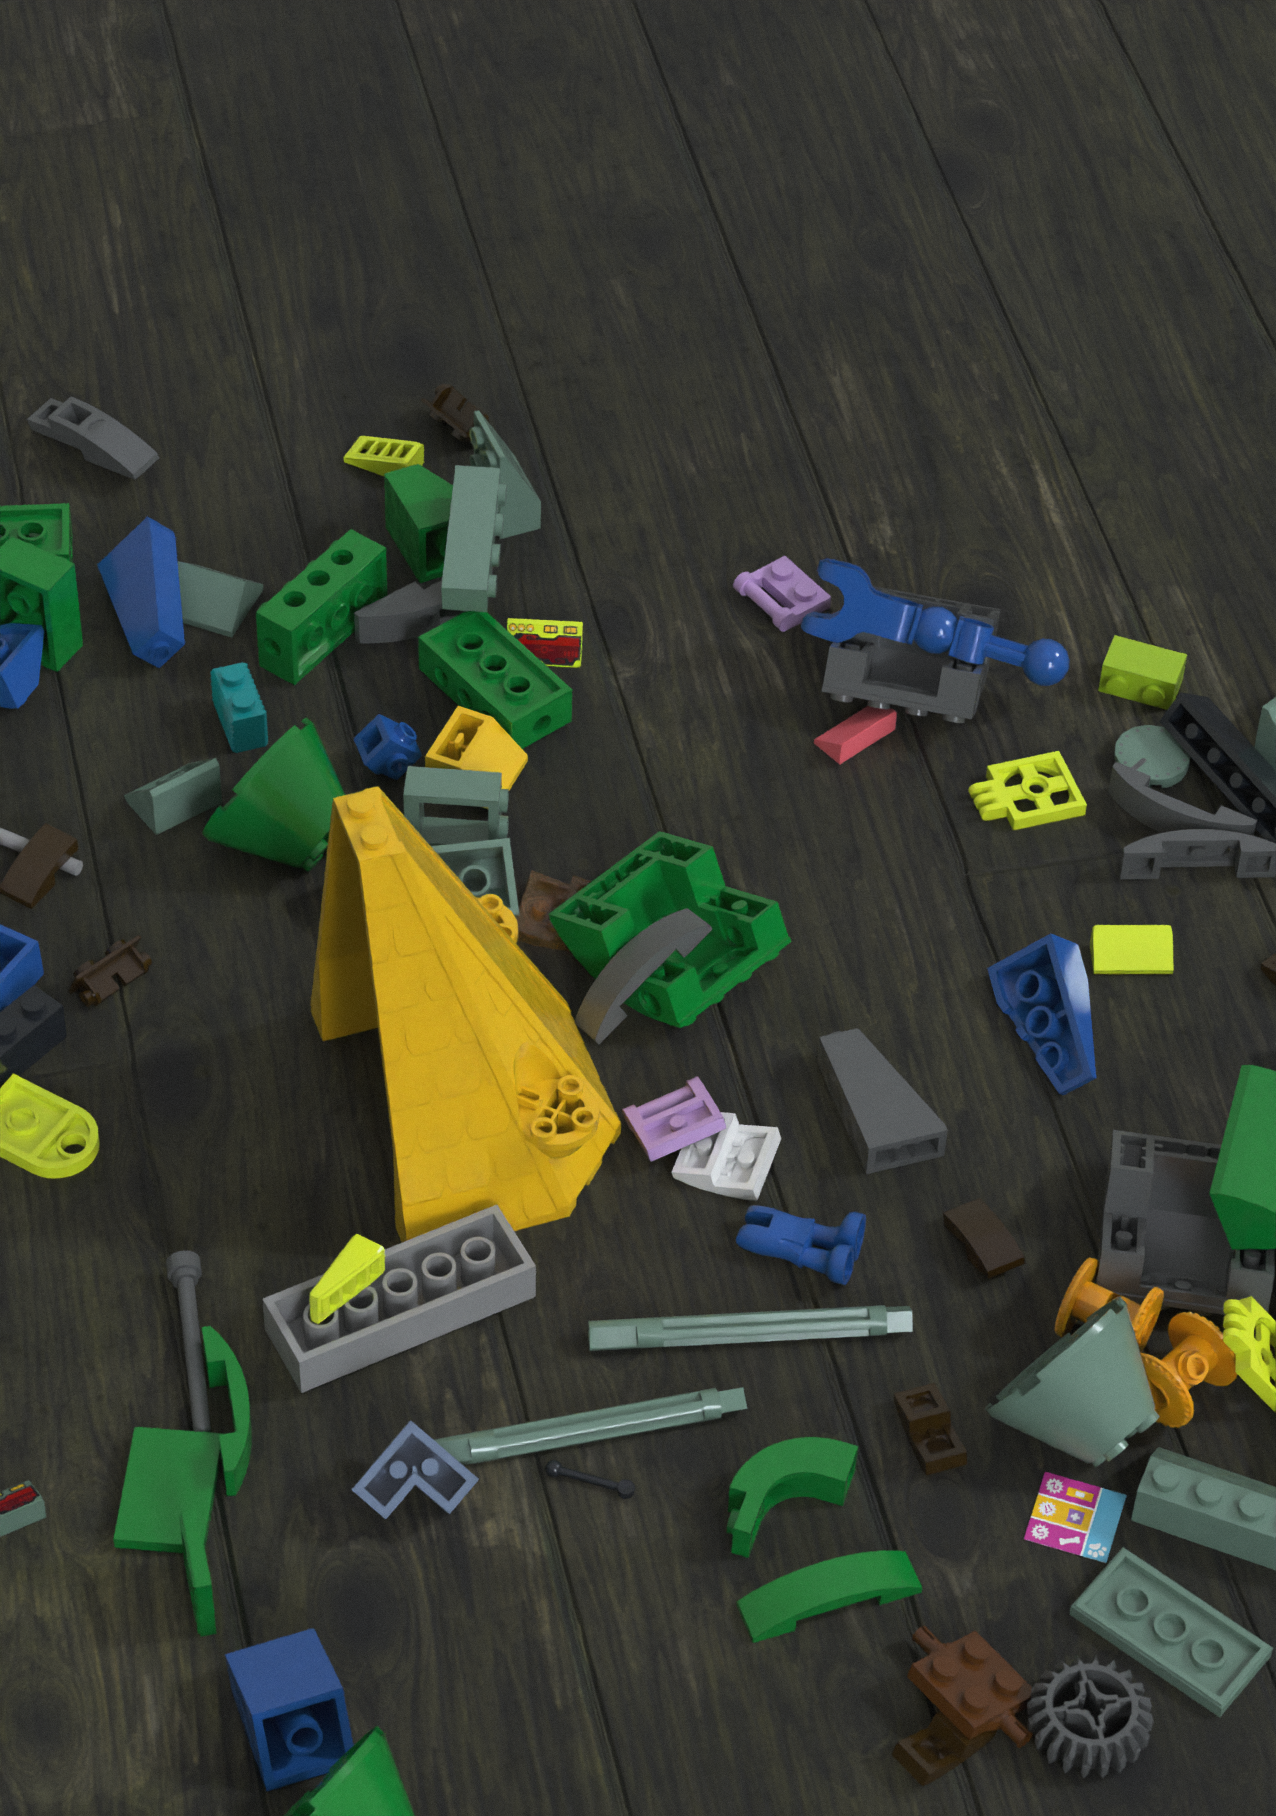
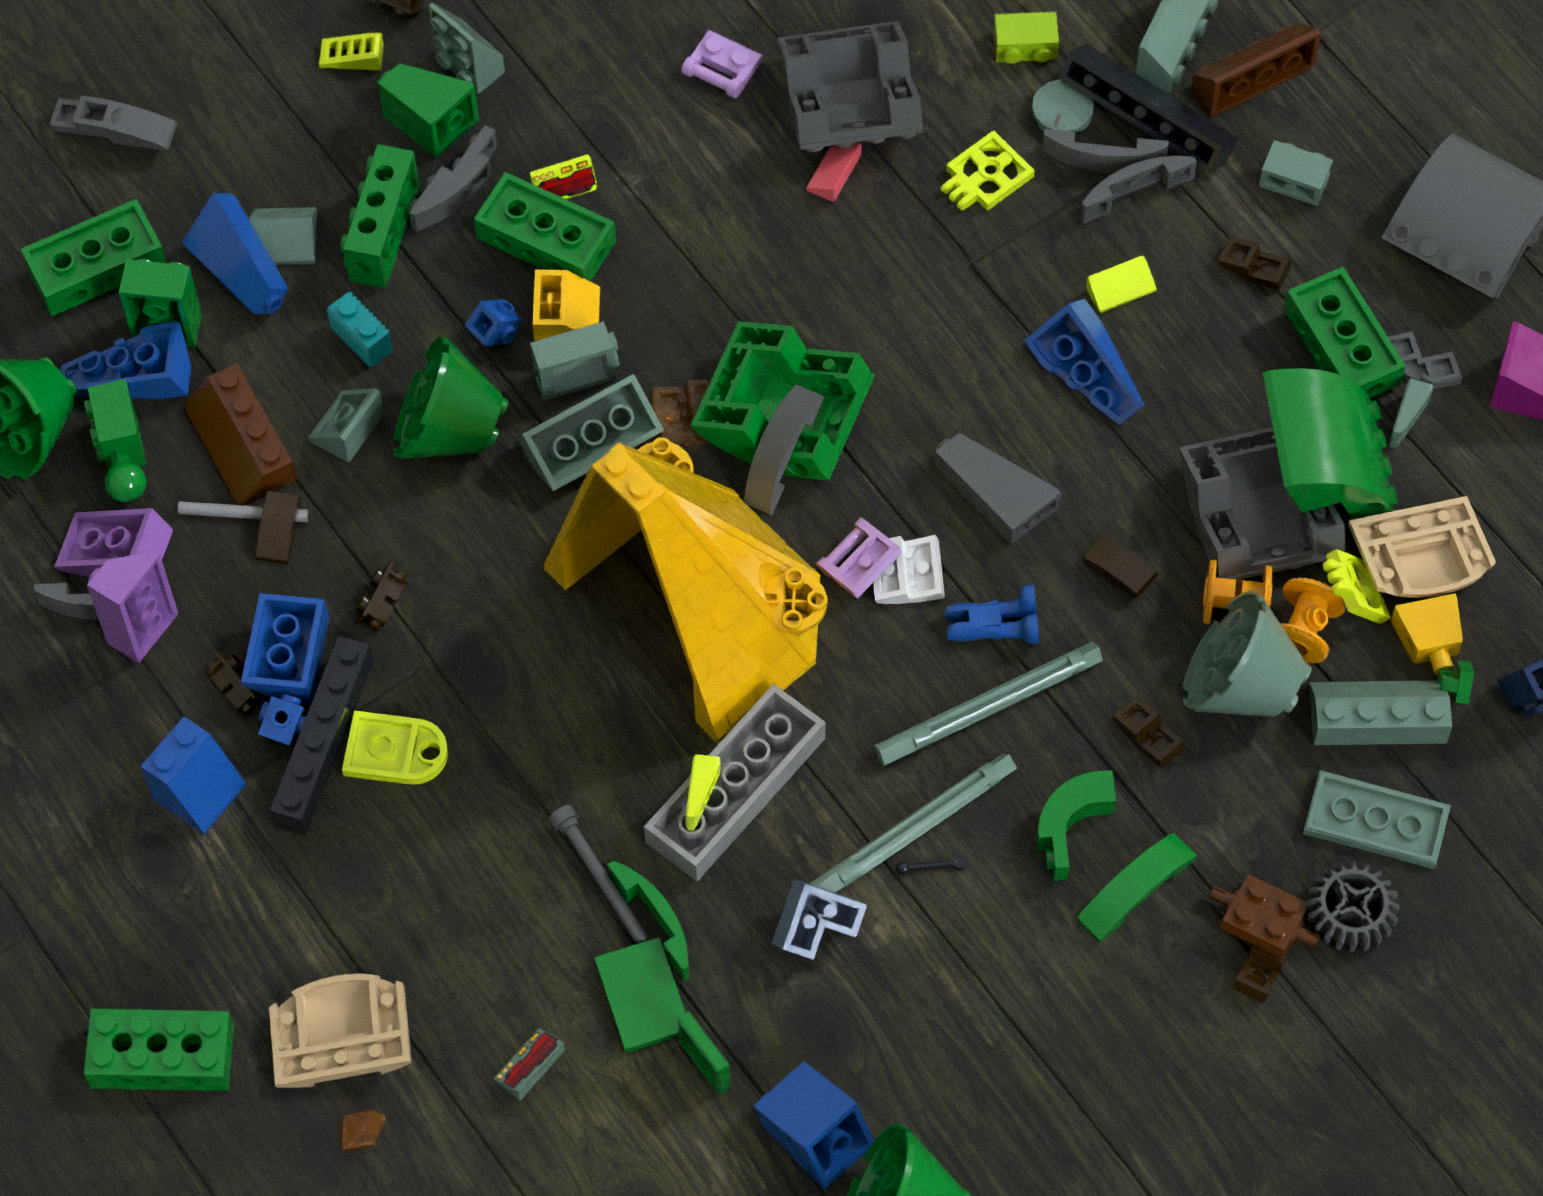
camera: 20 degrees left, 15 degrees up
(50, 764) = (239, 436): none -> reddish brown slope
(471, 539) = (481, 121): sand green brick -> none
(932, 629) = (867, 67): blue piece -> none
(1075, 1517) = (1275, 758): sticker -> none

